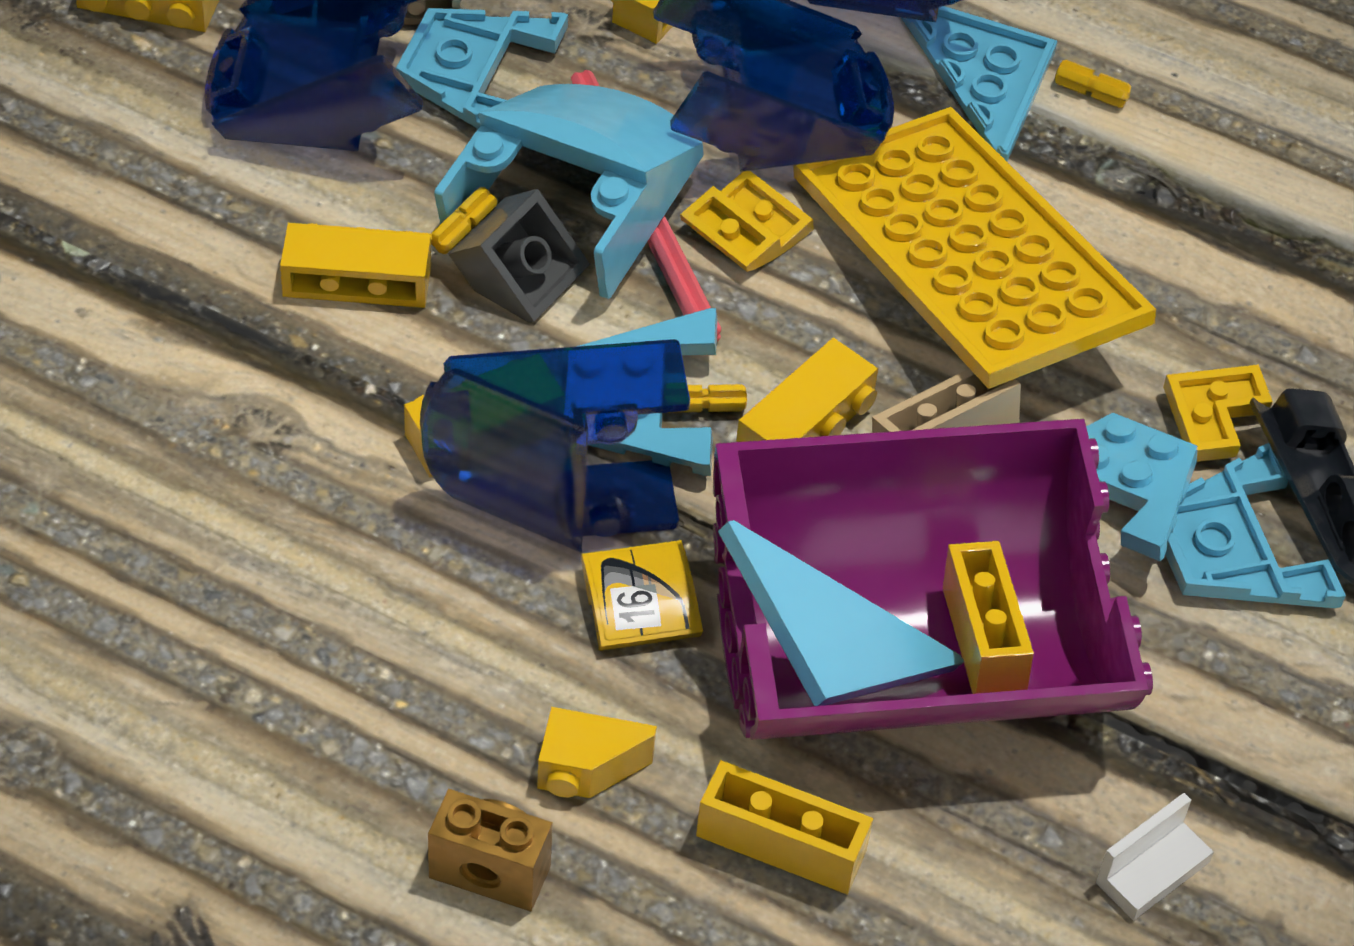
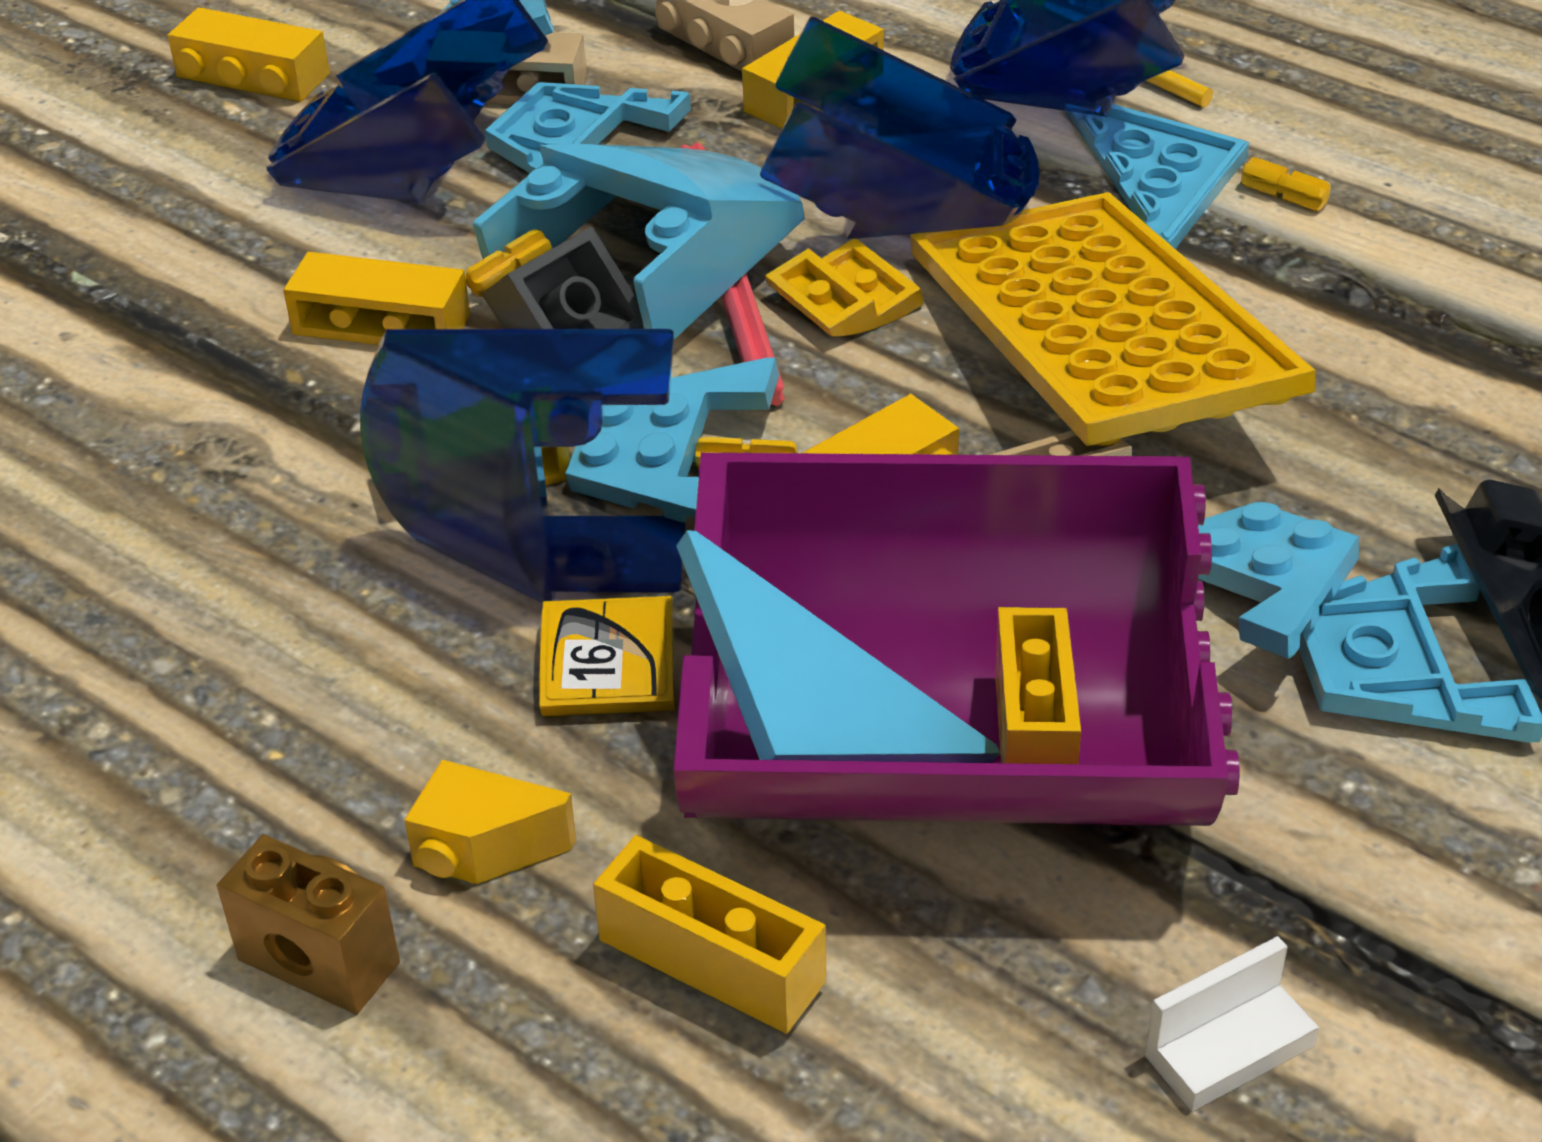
camera: 15 degrees right, 10 degrees down
(1207, 402) = (1384, 497): yellow plate -> none

